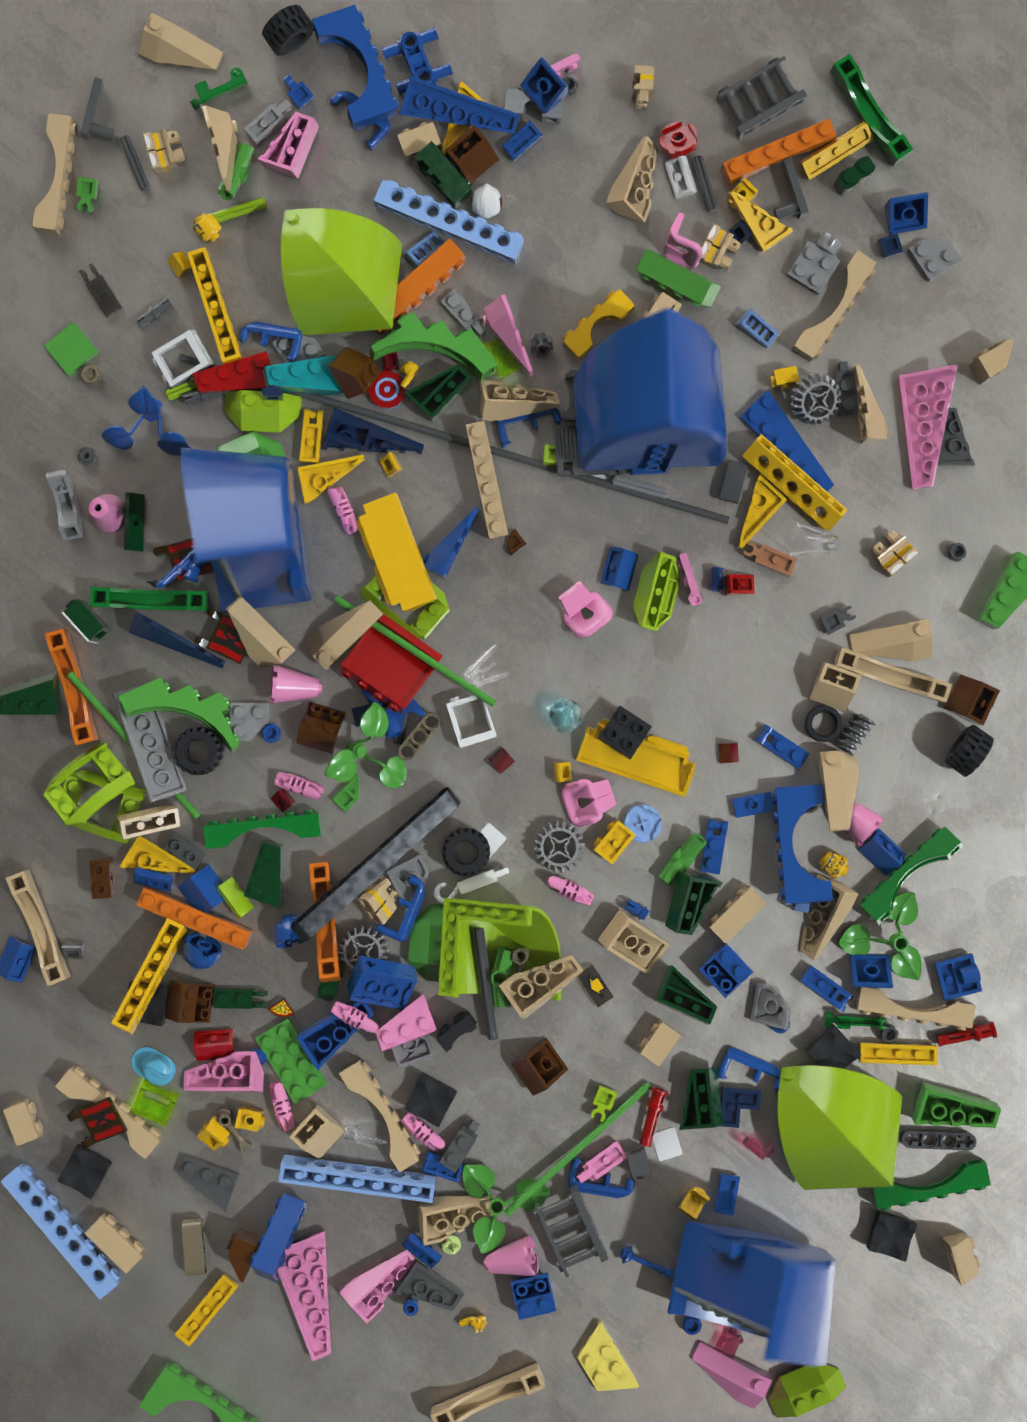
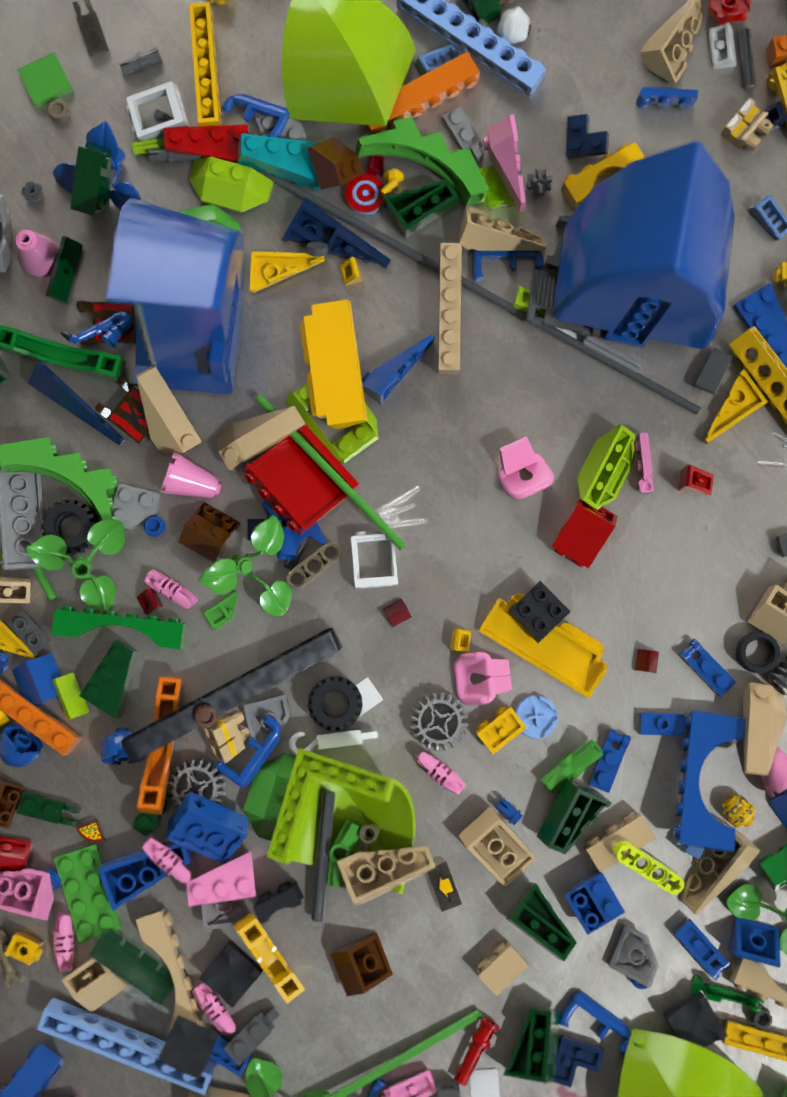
camera: 15 degrees right, 5 degrees down
(141, 438) = (92, 179): none -> dark green wedge
(179, 263) = (179, 18): yellow slope -> none
(234, 803) = (104, 535): none -> bright green plant
(272, 392) = (242, 164): dark blue plate -> none
(311, 436) = (274, 223): yellow plate -> none
(341, 1112) = (134, 970): none -> clear green windscreen
(343, 509) = (289, 306): bright pink hinge -> none
(356, 451) = (317, 249): none -> dark grey tile
(358, 888) = (205, 716): none -> reddish brown tile
(409, 1166) = (188, 1047): none -> black brick
(459, 1078) = (269, 957): none -> yellow arch
(515, 542) = (464, 383): reddish brown tile -> none
(565, 715) = (478, 578): clear light blue piece -> none
(569, 297) = (581, 142): none -> dark blue plate
(604, 1100) = (424, 1019): lime plate -> none
(619, 568) = (571, 434): blue panel -> none
(638, 239) = (666, 97): none -> blue plate
(650, 654) = (584, 533): none -> red slope
(677, 278) = (682, 130): bright green wedge -> none
(692, 257) = (701, 124): bright pink piece -> none
(717, 579) = (674, 469): blue pin -> none
(767, 927) = (648, 868): none -> neon yellow beam
(772, 558) = (737, 461): nougat plate -> none

